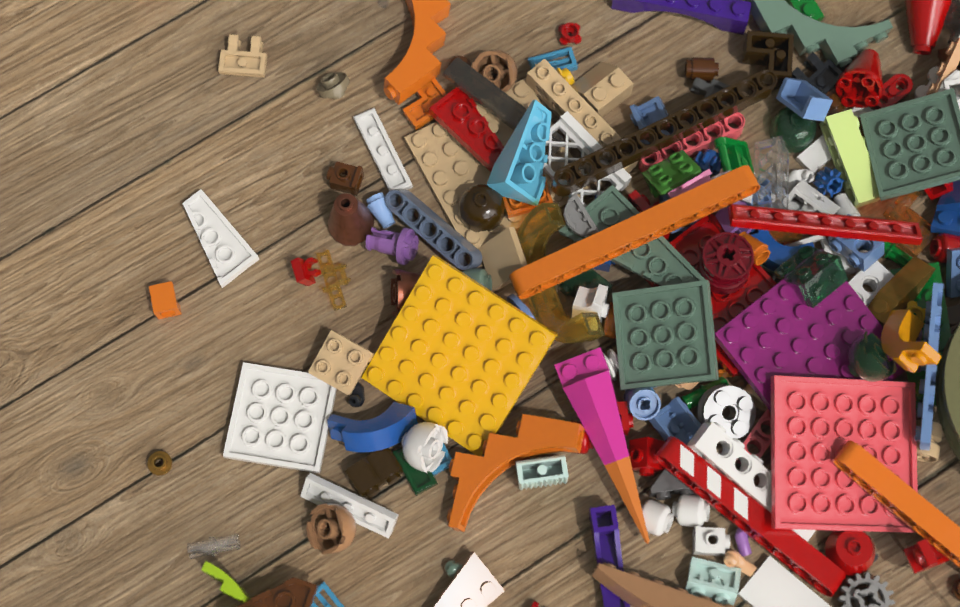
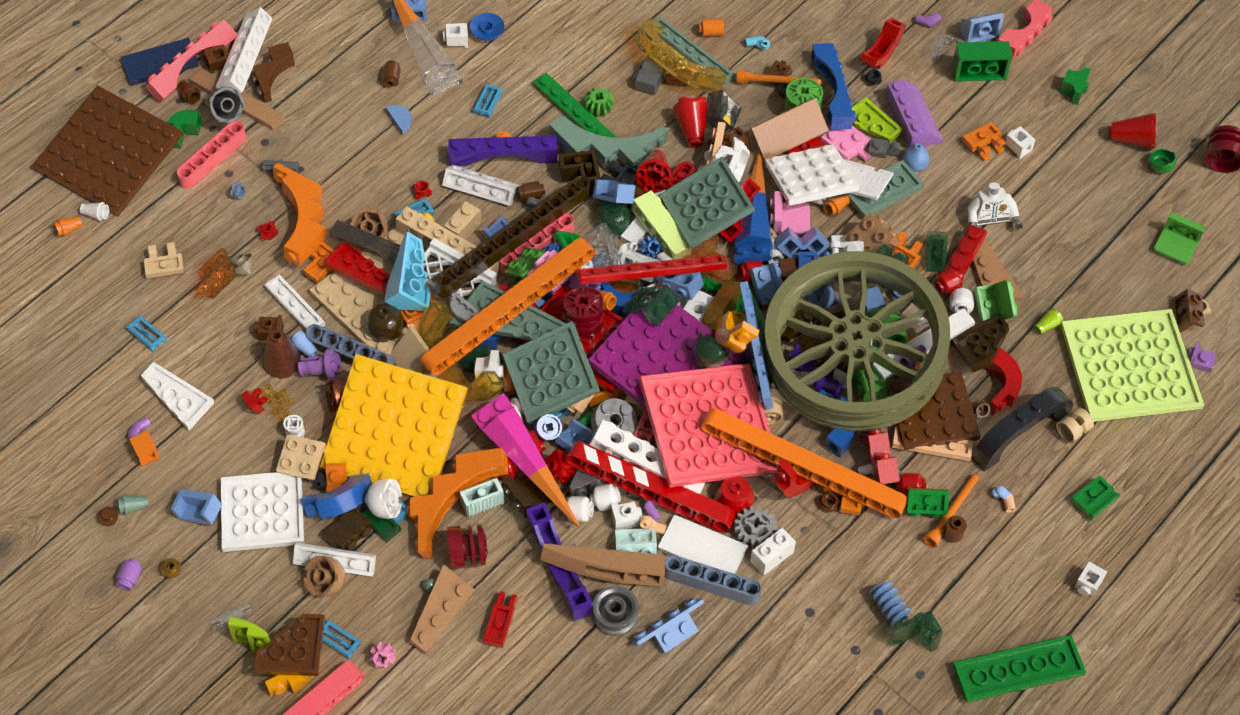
camera: 20 degrees left, 15 degrees down
(104, 376) = (108, 516): none -> reddish brown plate
(110, 459) = (128, 574): none -> medium lavender brick
(134, 368) = (131, 503): none -> sand green cone
(163, 269) = (138, 426): none -> medium lavender arm
(205, 394) = (196, 506): none -> medium blue panel
(212, 161) = (156, 342): none -> dark azure tile
(300, 92) = (216, 274): none -> clear orange bracket
(343, 323) = (294, 426): none -> white wheel
(376, 50) = (271, 233): none -> red plate
(376, 398) = (336, 475): none -> orange bracket
(507, 534) = (466, 546): none -> dark red wheel
(593, 481) = (523, 493): none -> dark brown bracket
(642, 44) = (480, 184): none -> white fence

